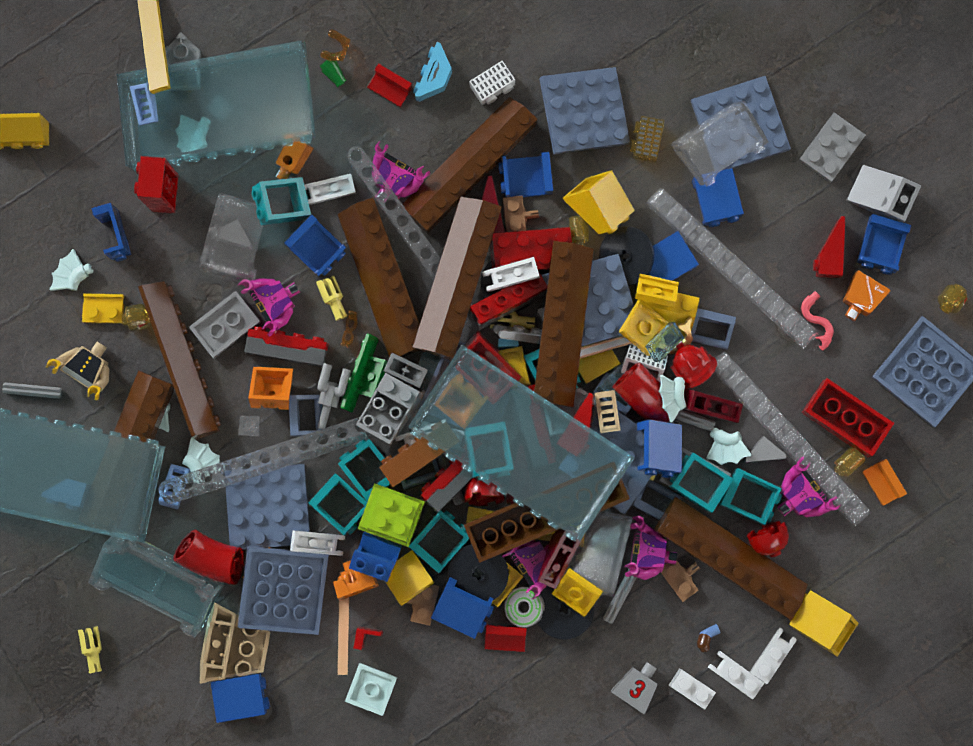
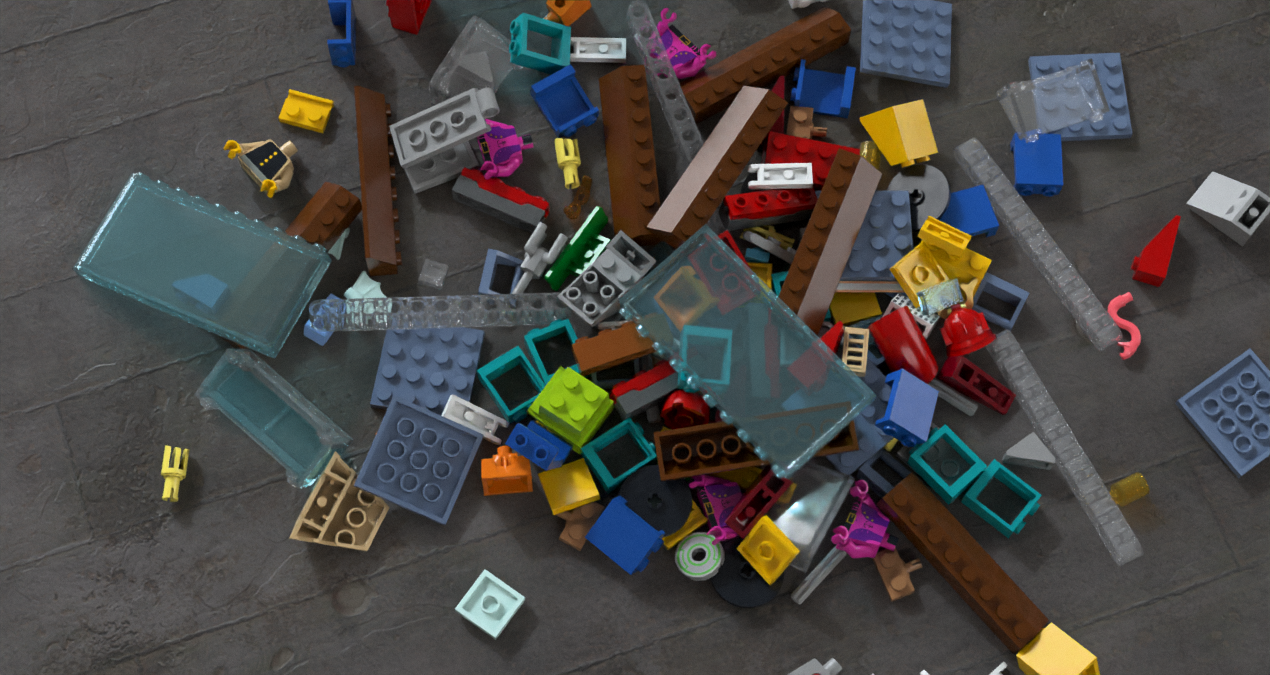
camera: 10 degrees right, 15 degrees down
(32, 390) = (198, 176): light grey axle -> none
(70, 273) = (281, 66): light aqua arm -> none
(136, 317) = (341, 127): clear yellow head -> none
(210, 558) = (346, 404): red brick -> none
(215, 303) = (437, 127): none -> light grey hinge
(239, 697) = (330, 571): blue panel -> none
(270, 387) = (470, 235): orange brick -> none
(343, 636) = (473, 538): light nougat sticker -> none
(360, 637) = (501, 531): red panel -> none
(505, 638) = (667, 586): red panel -> none
(648, 139) = (970, 85): clear yellow brick -> none
(672, 395) = (935, 354): light aqua arm -> none
(705, 637) = (909, 649): arm -> none
(727, 447) = (987, 435): light aqua arm -> none
(770, 539) = (1014, 551): red cylinder -> none
(803, 494) = (1066, 511): dark pink torso -> none
(832, 147) = (1180, 146): light grey plate -> none
(847, 418) = (1137, 436): red brick -> none
(863, 295) = (1185, 309): orange torso -> none
(883, 244) = (1219, 260): blue panel -> none
(884, 482) = (1167, 524): orange panel -> none

